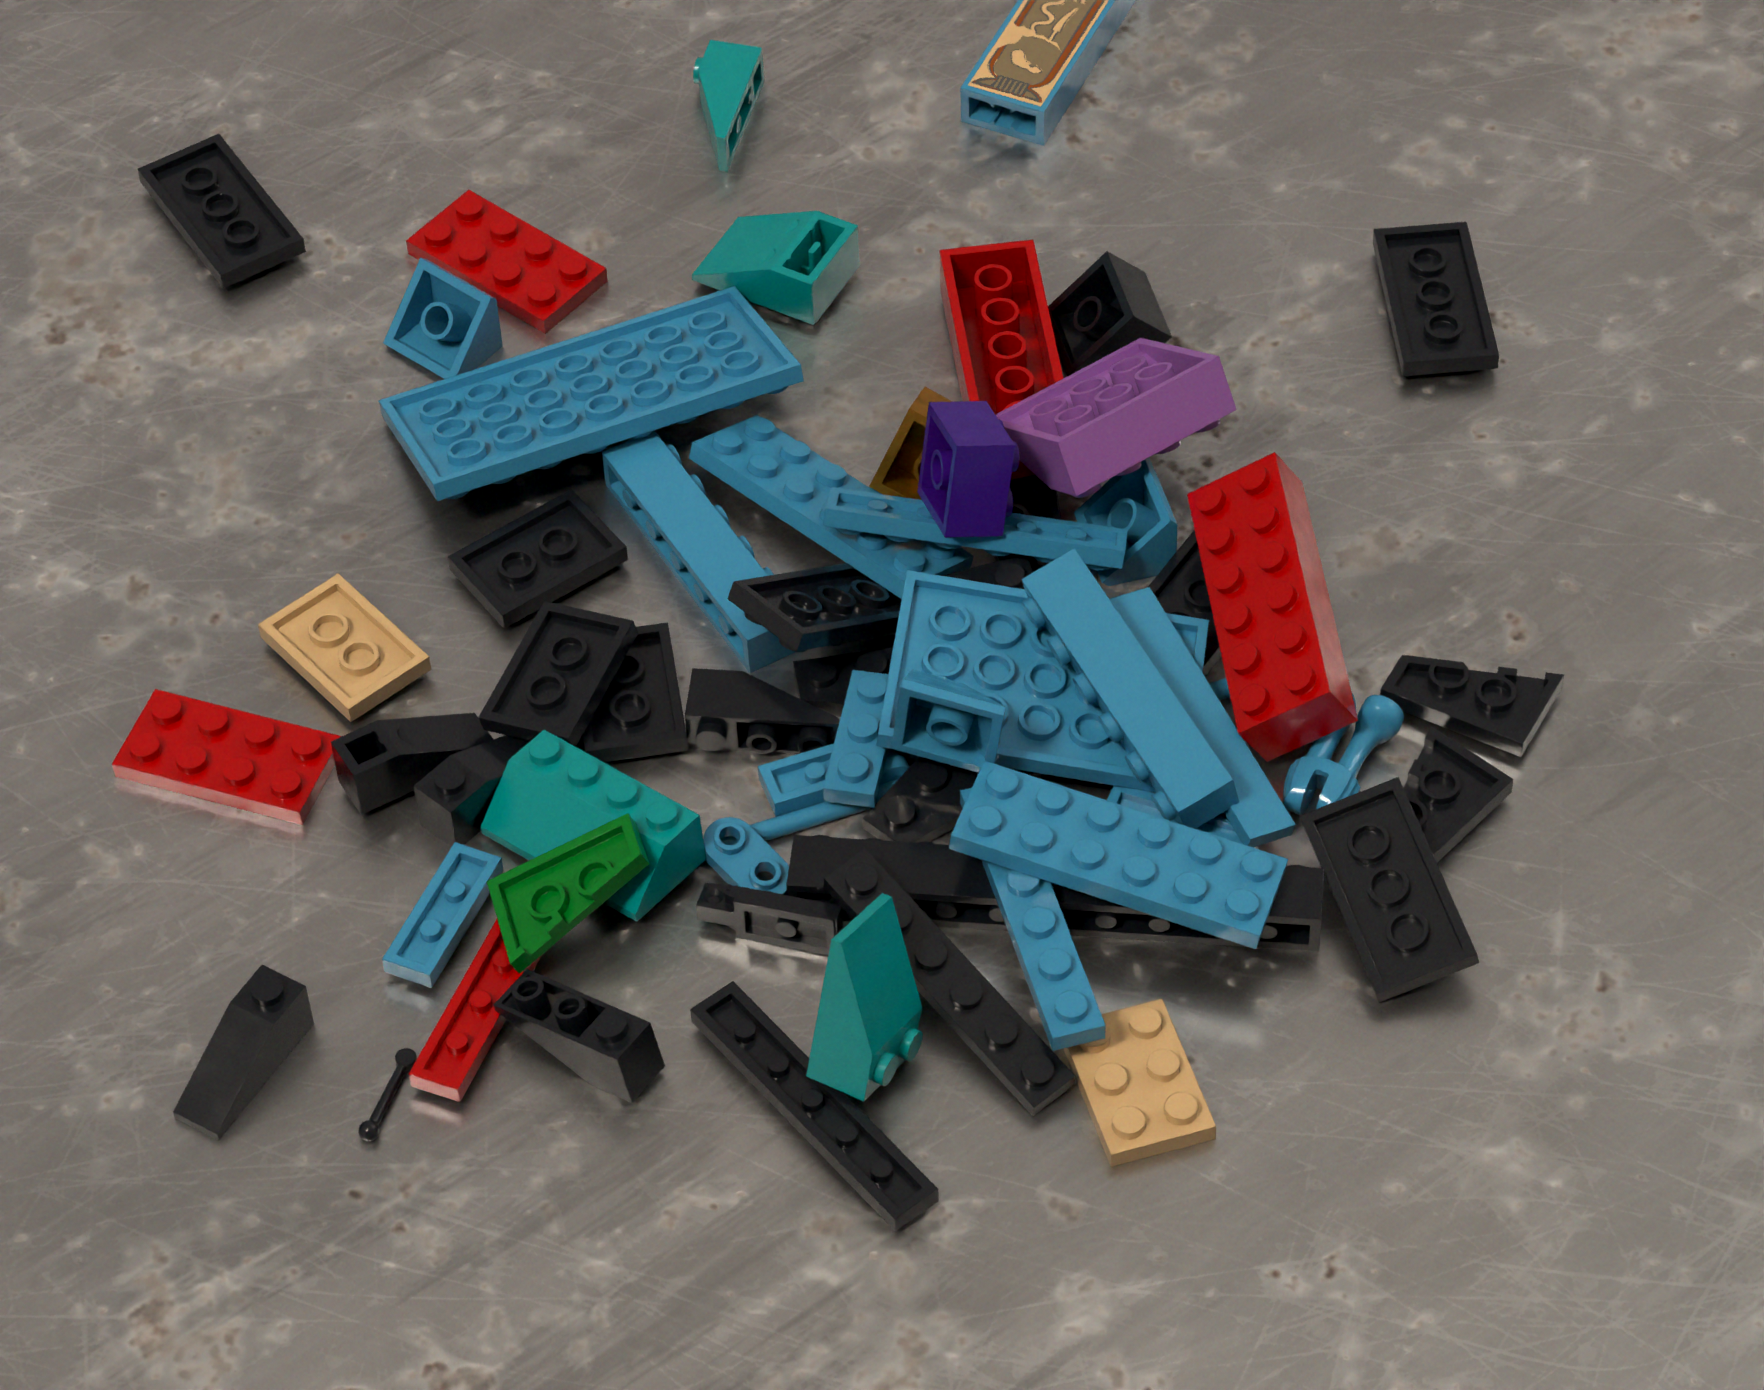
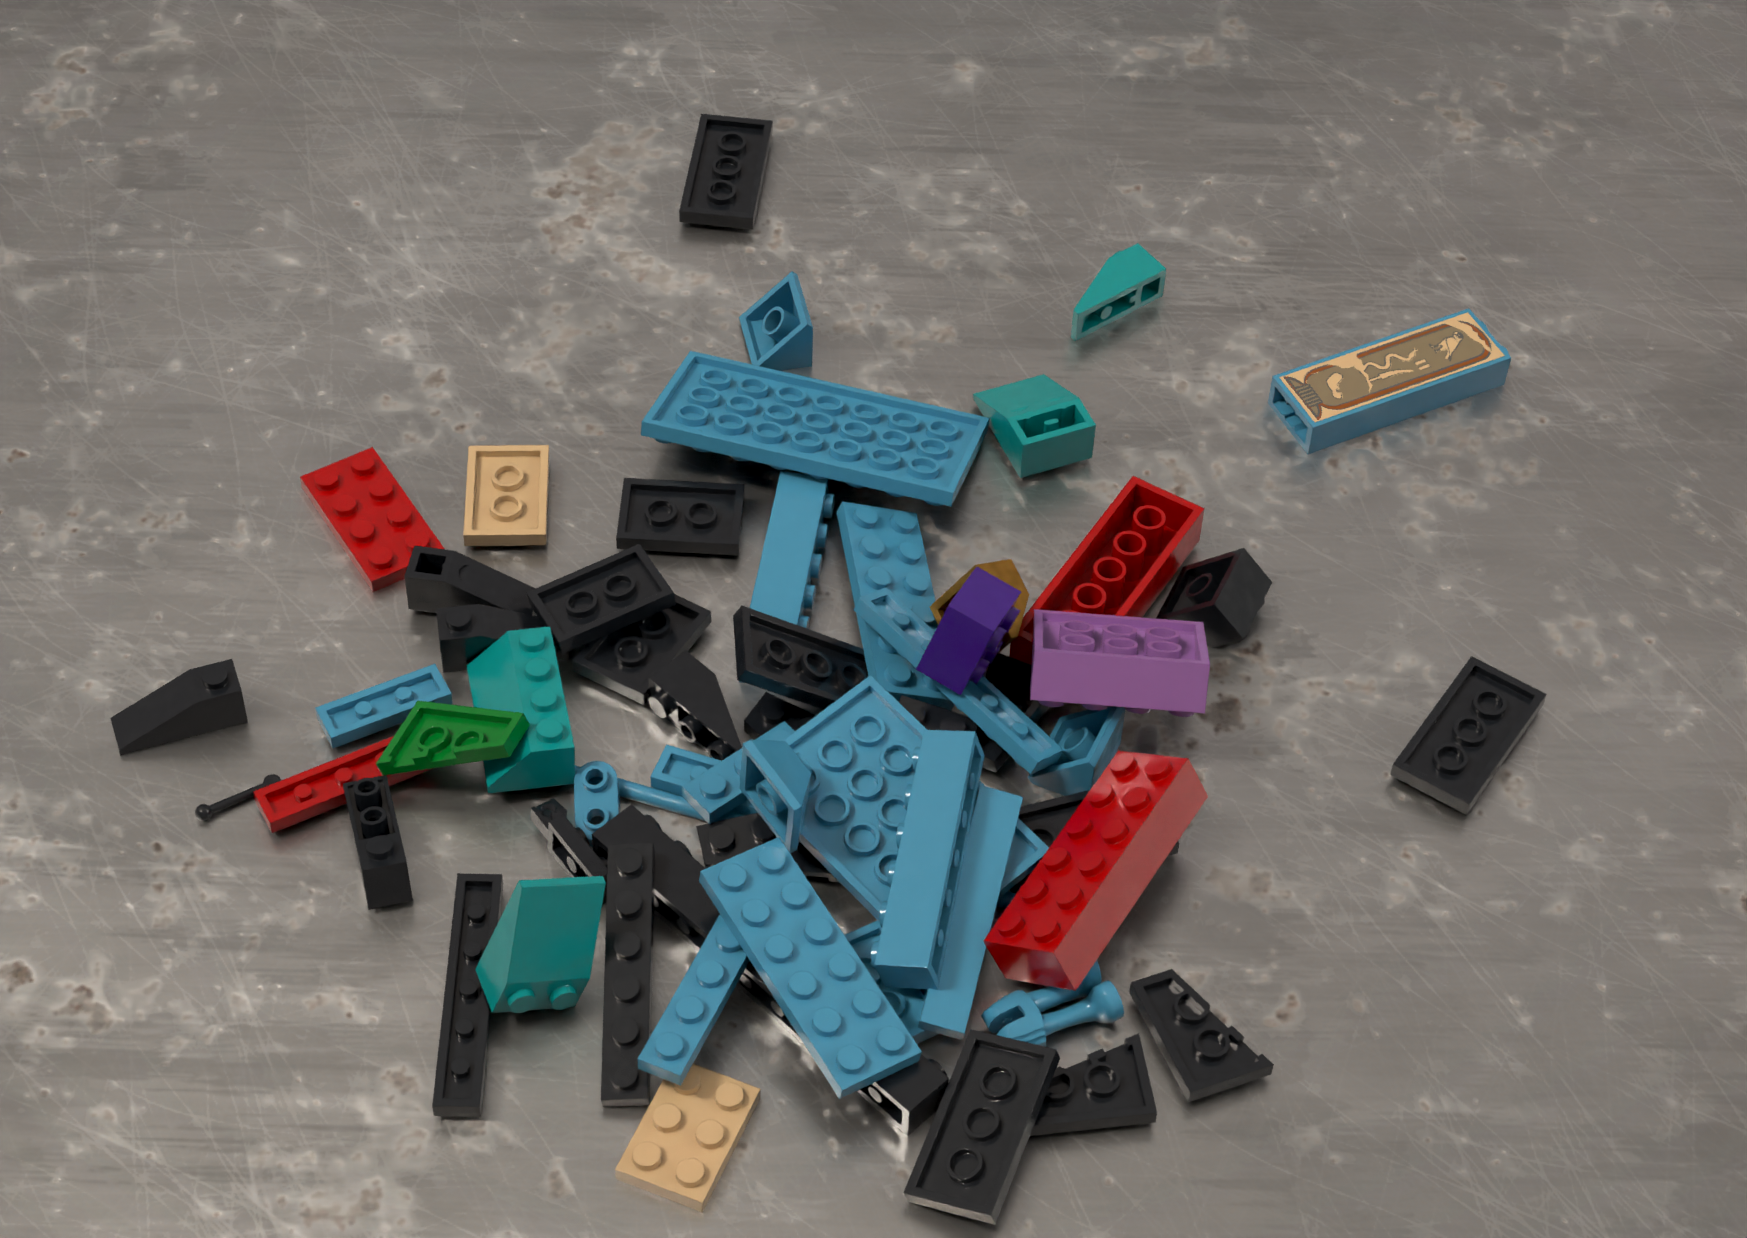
camera: 35 degrees right, 0 degrees up
(509, 260) = (869, 312): red plate -> none

